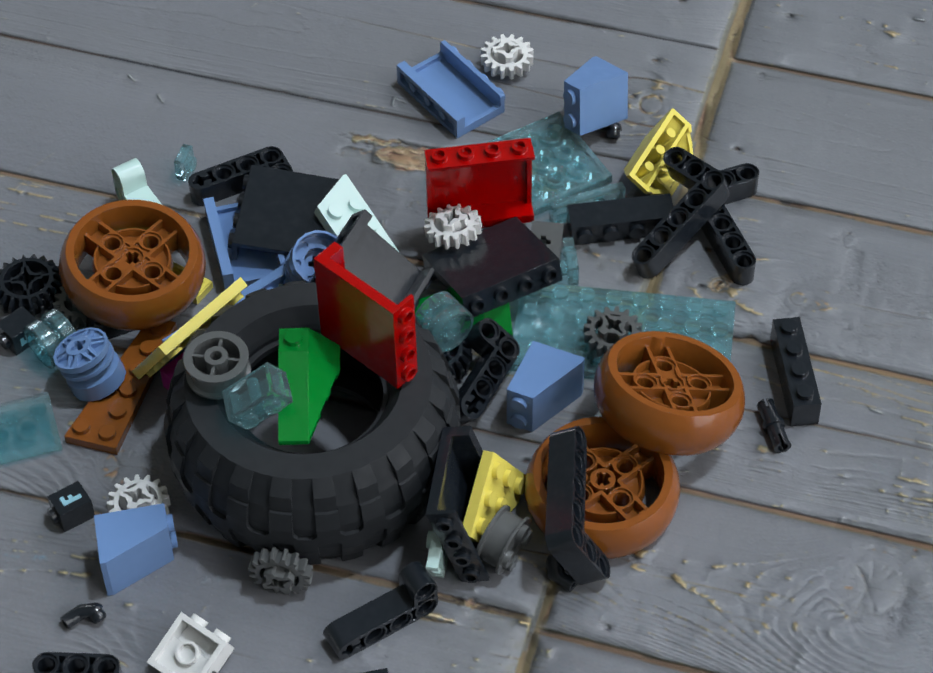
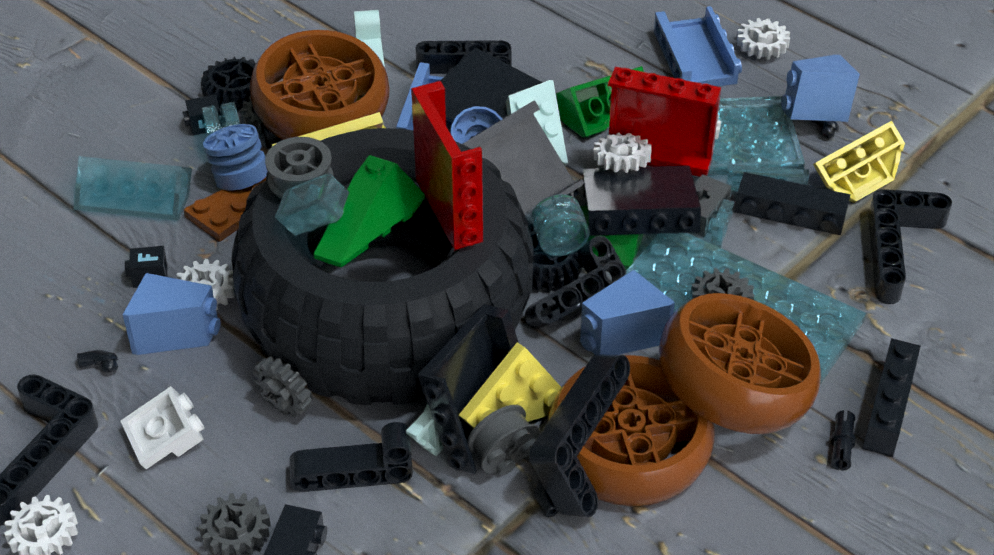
camera: 25 degrees right, 5 degrees down
(185, 162) = (426, 30): clear light blue plate -> none
(393, 177) = (587, 106): none -> green wedge
(705, 196) = (881, 205): black beam -> none

